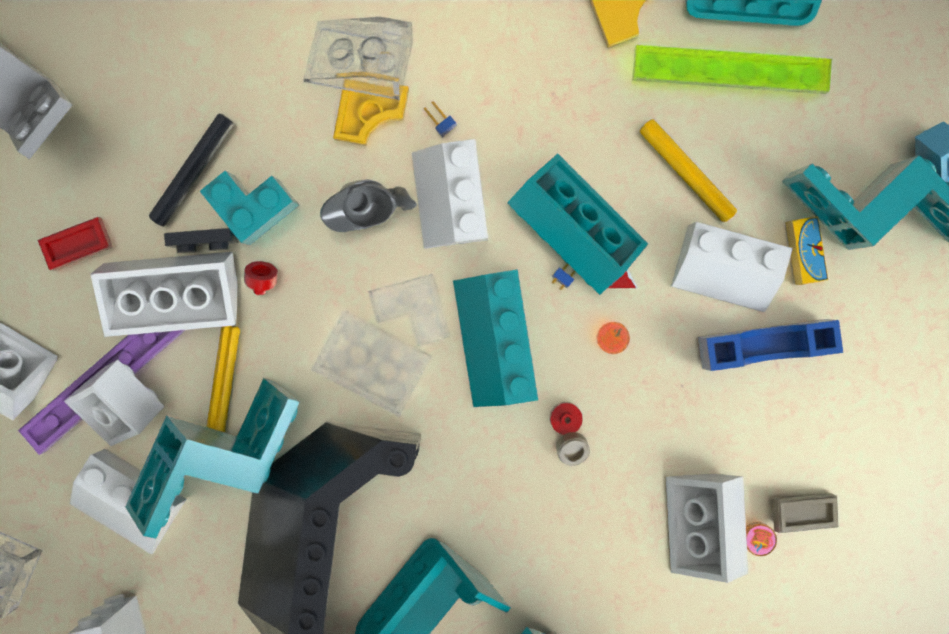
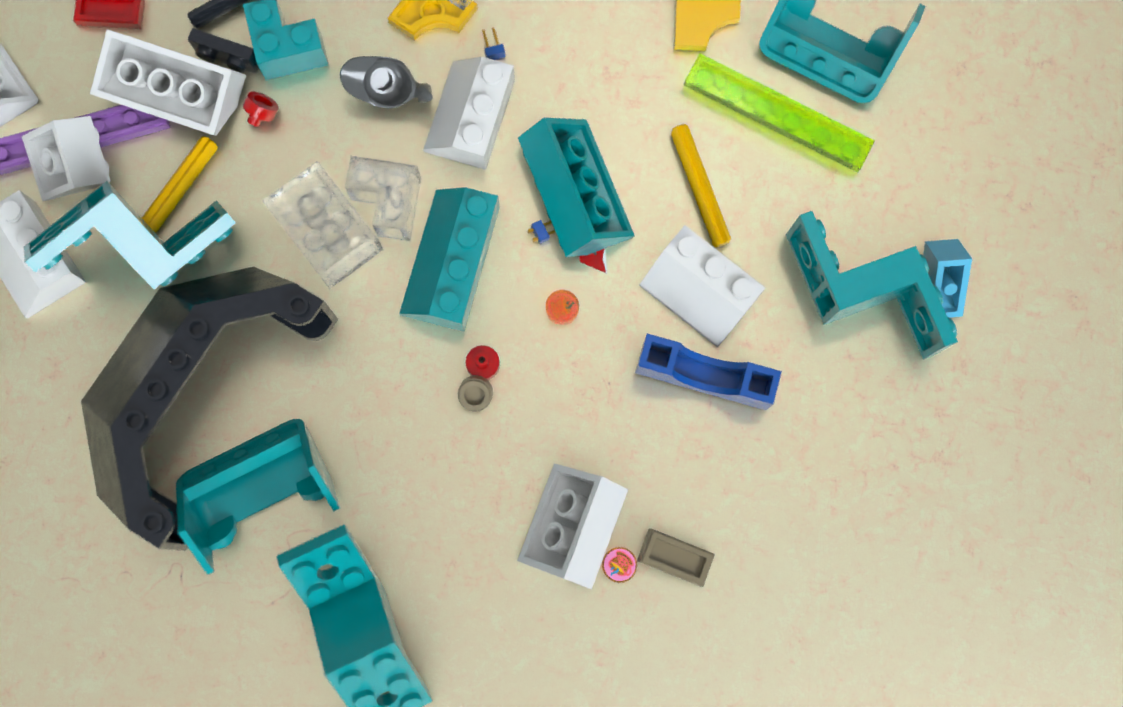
camera: 15 degrees right, 10 degrees down
(807, 251) = (782, 306): slope -> none

